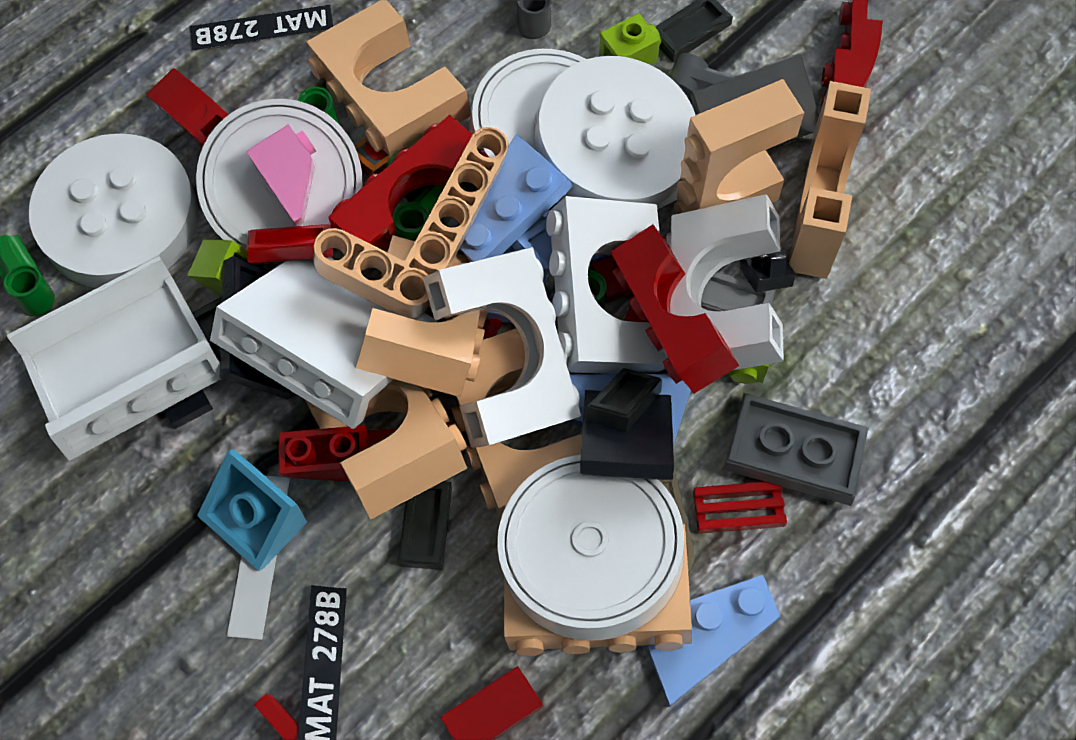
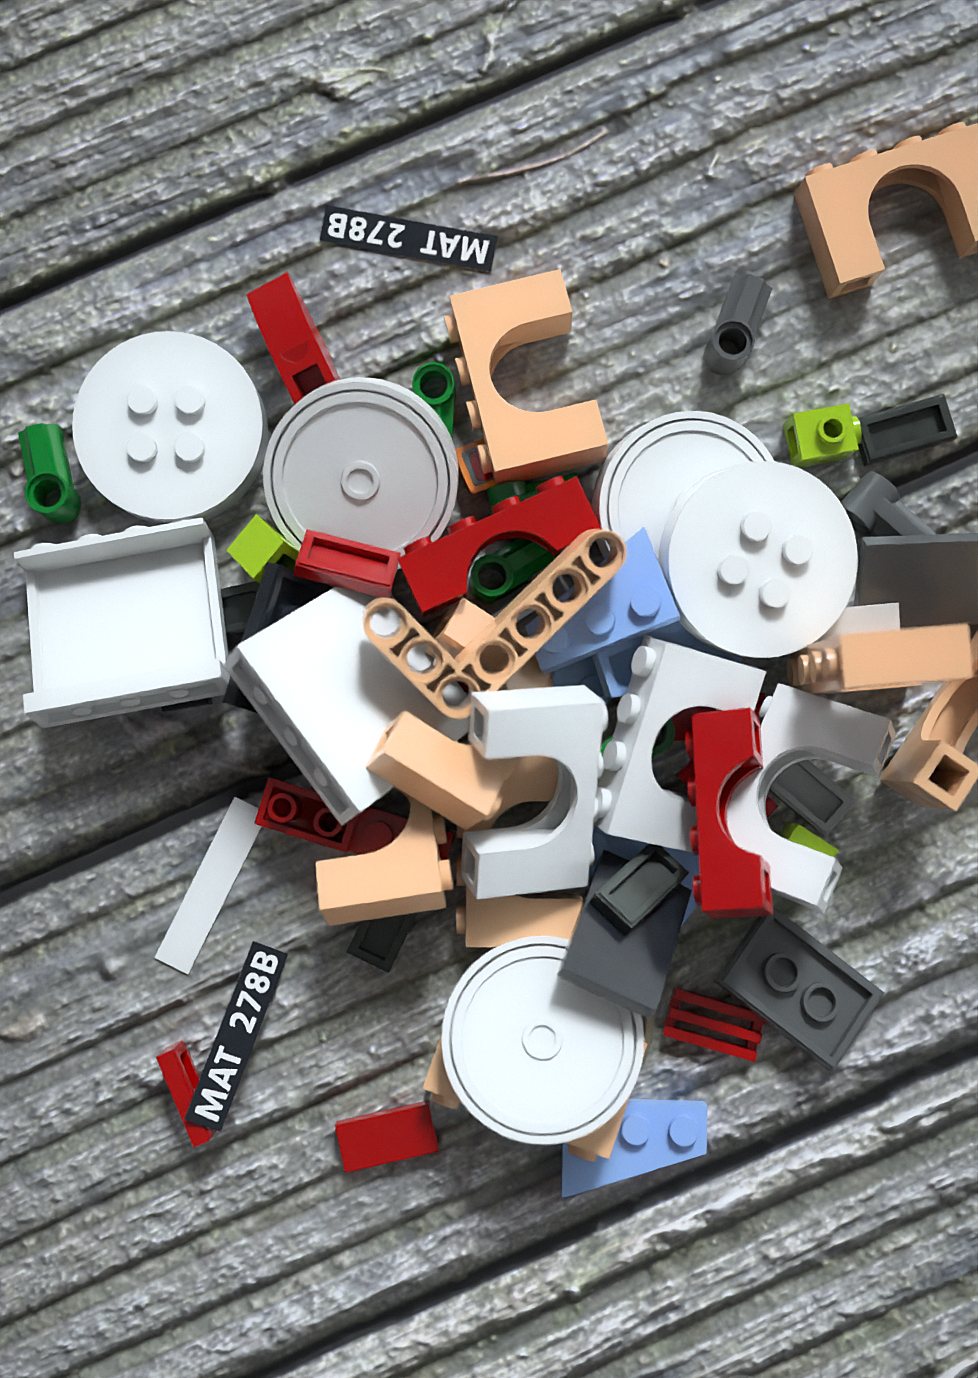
camera: 15 degrees right, 20 degrees up
(250, 511) = (215, 844): medium azure slope -> none
(287, 169) = (368, 480): bright pink slope -> none
(768, 272) = (855, 785): black tile -> none

